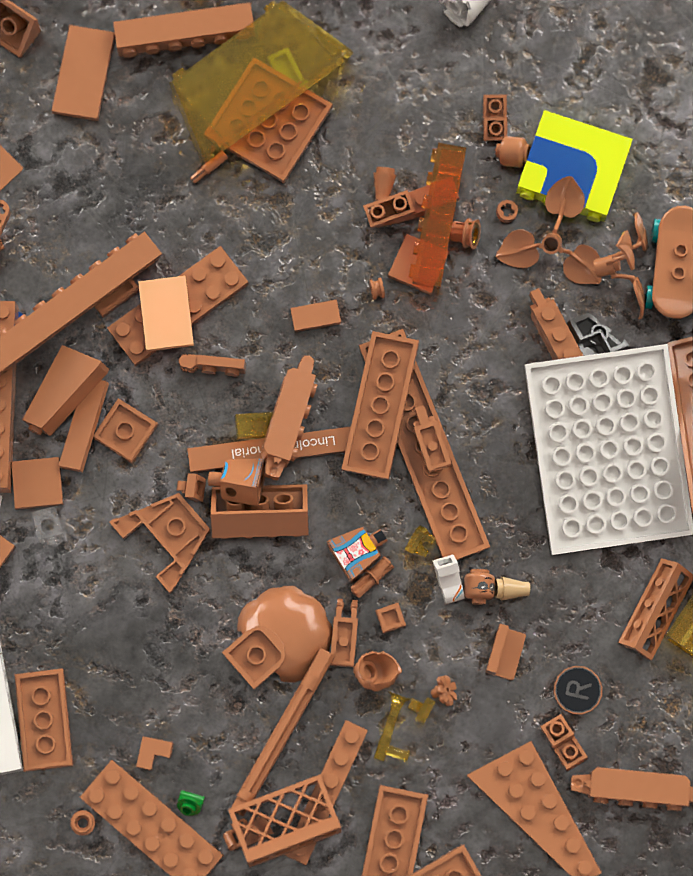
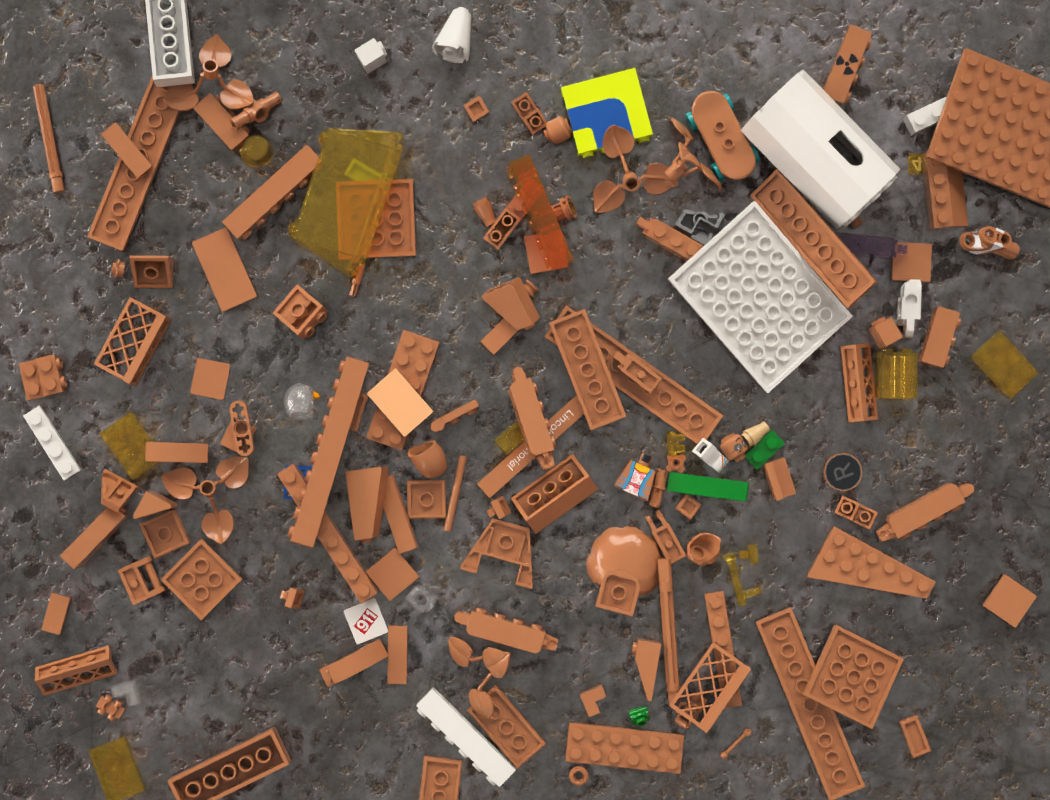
camera: 30 degrees left, 10 degrees up
(63, 247) = (299, 402): none -> clear piece
(79, 637) = (494, 660): none -> nougat plant
(111, 619) = (506, 632): none -> nougat hinge
(129, 161) = (301, 312): none -> nougat plate
(155, 390) = (431, 461): none -> nougat piece
(158, 444) = (455, 493): none -> nougat bar
(237, 748) = (647, 659): none -> nougat slope
(240, 480) = (528, 483): nougat torso -> none
(349, 291) = (513, 304): none -> nougat slope
(408, 571) = (679, 467): none -> nougat plate
(425, 609) = (708, 486): none -> green slope
(444, 79) = (476, 109): none -> nougat plate
(445, 690) = (756, 531): nougat plant -> none
(499, 212) = (578, 179): nougat bush -> none
(510, 611) = (764, 449): none -> green plate

